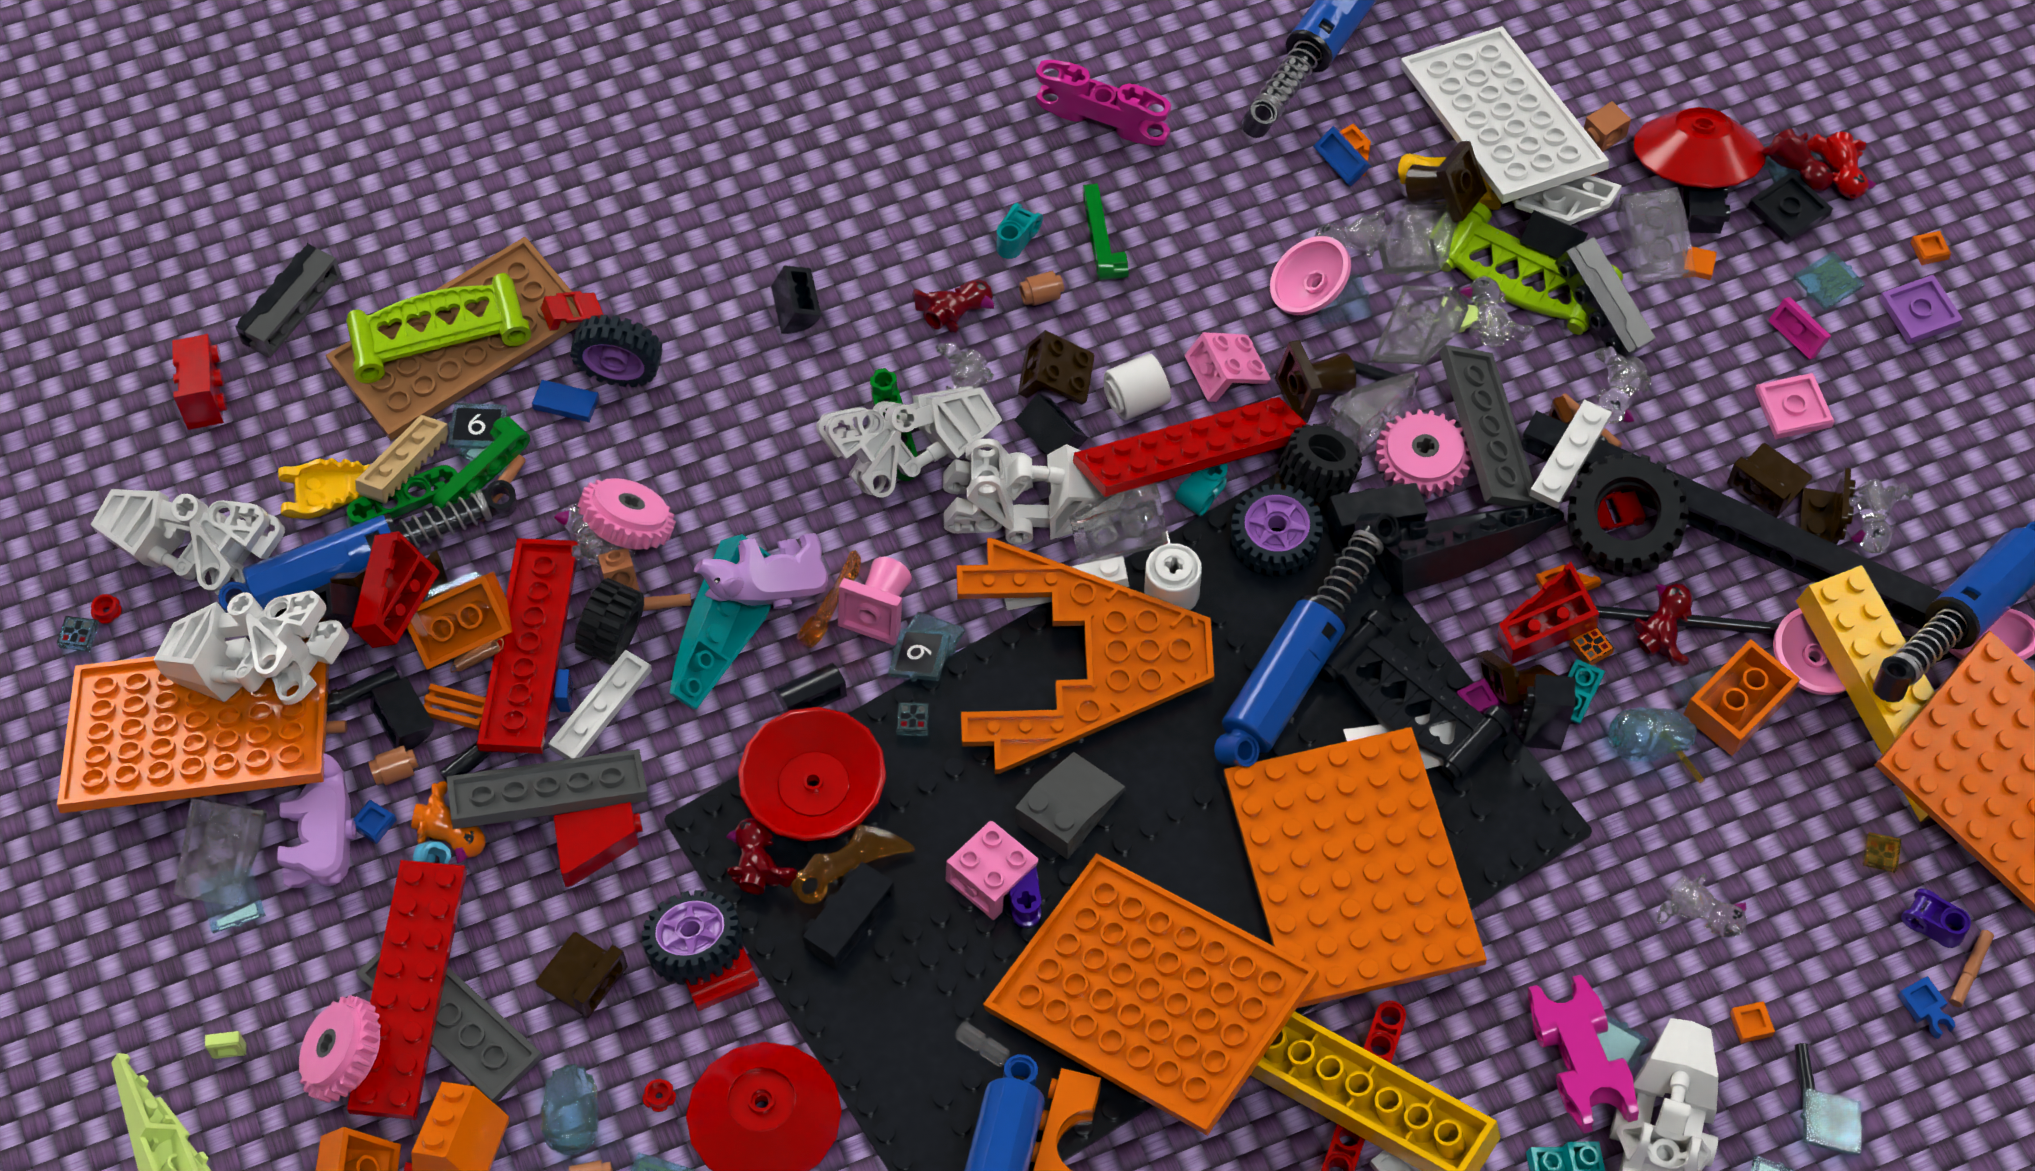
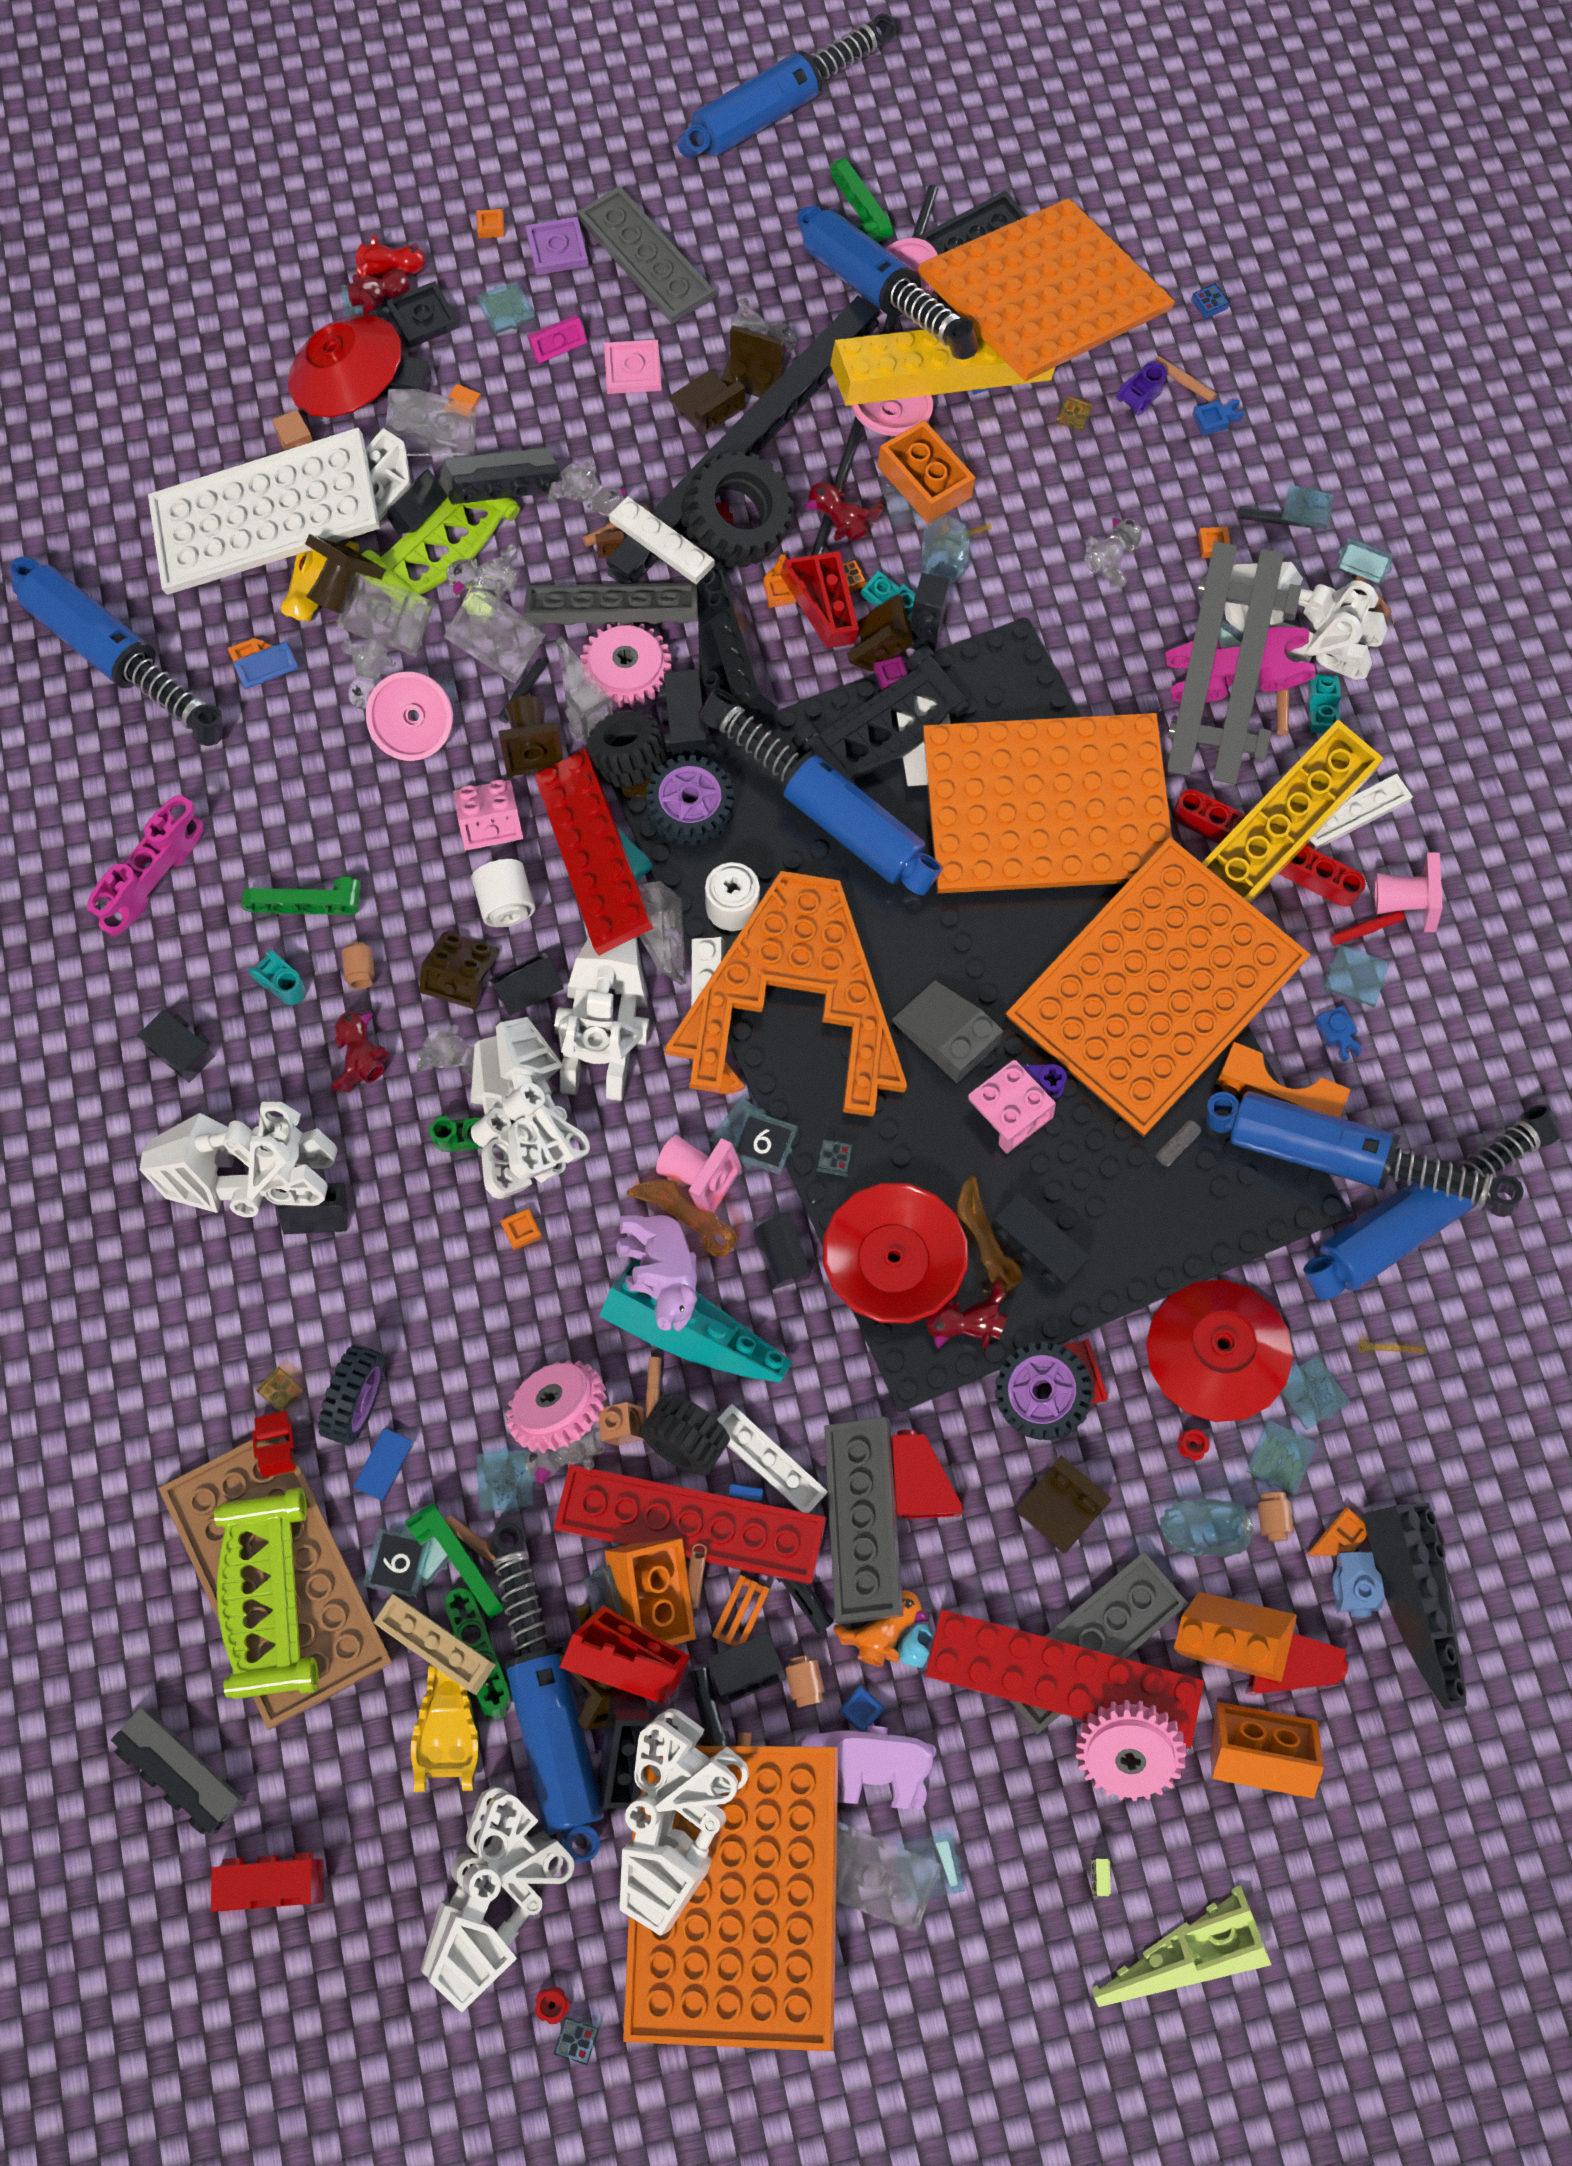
camera: 85 degrees left, 10 degrees up
(556, 494) = (504, 1481): none -> clear light blue piece
(626, 307) = (279, 1389): none -> clear yellow tile
(802, 469) = (521, 1229): none -> orange tile
(829, 233) = (187, 1157): none -> white piece
(934, 166) = (176, 1045): none -> black brick
(983, 615) = (730, 1081): none -> orange tile
(1553, 1117) = (1282, 706): none -> nougat piece
(1650, 1037) = (1261, 599): none -> dark grey fence
(1940, 393) = (646, 254): none -> dark grey plate

